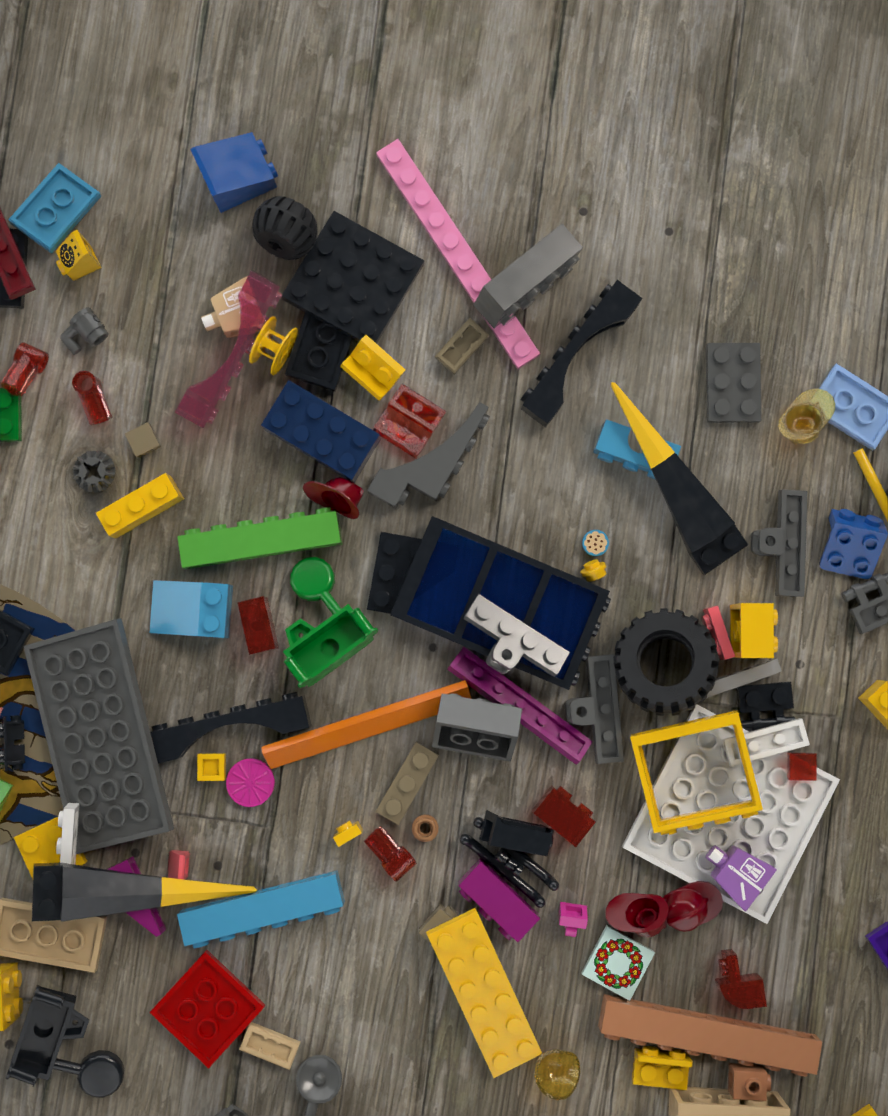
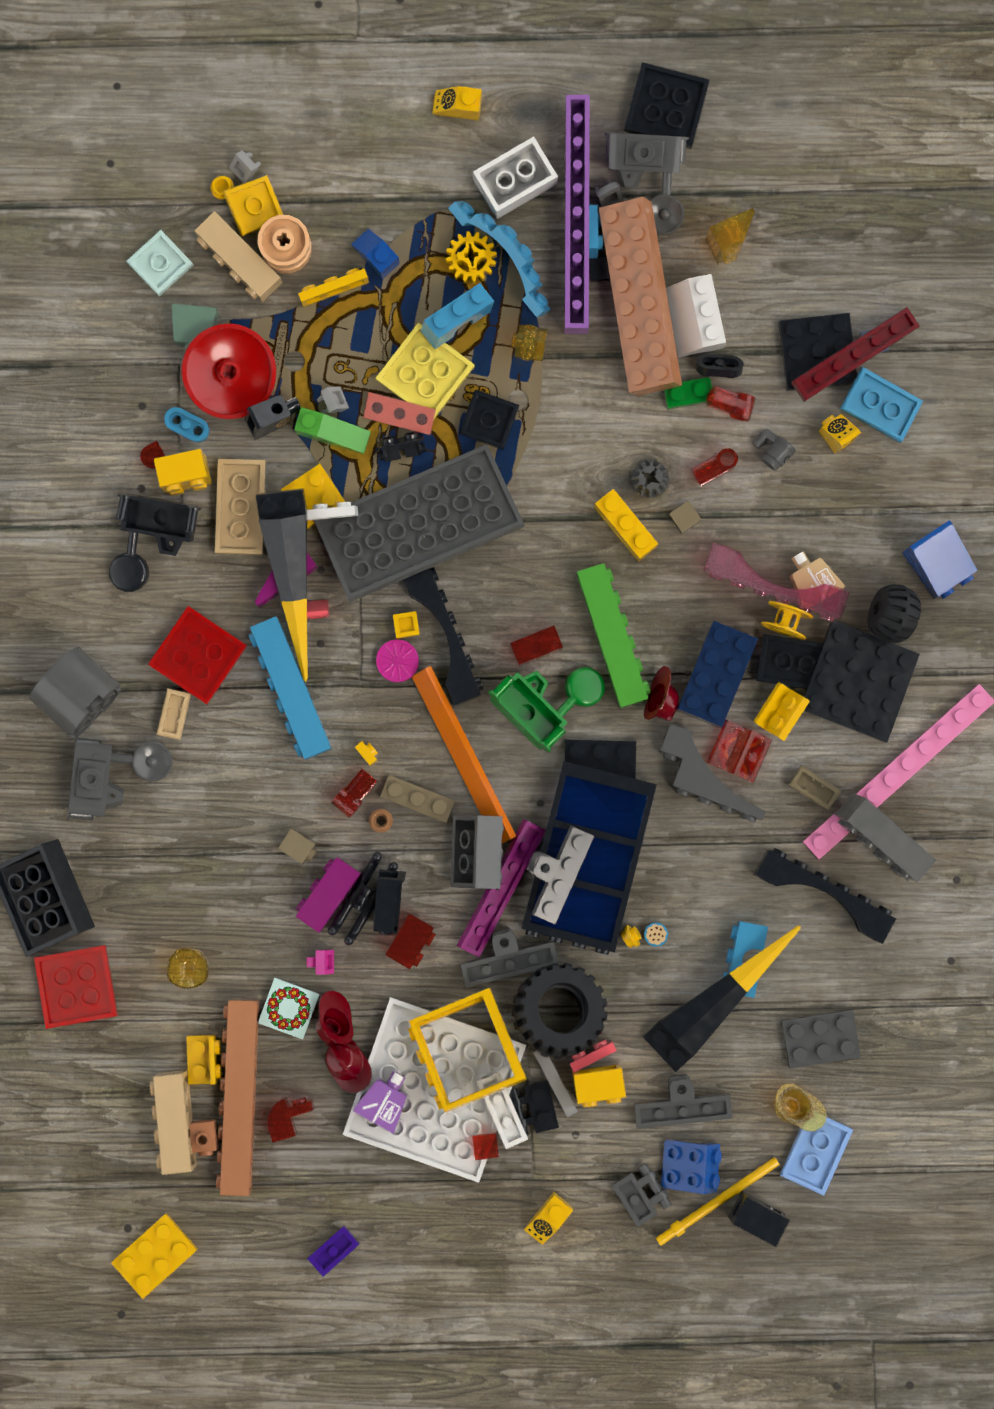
camera: 80 degrees right, 0 degrees up
(191, 608) = (541, 584): dark azure slope -> none
(484, 992) = (247, 893): yellow plate -> none

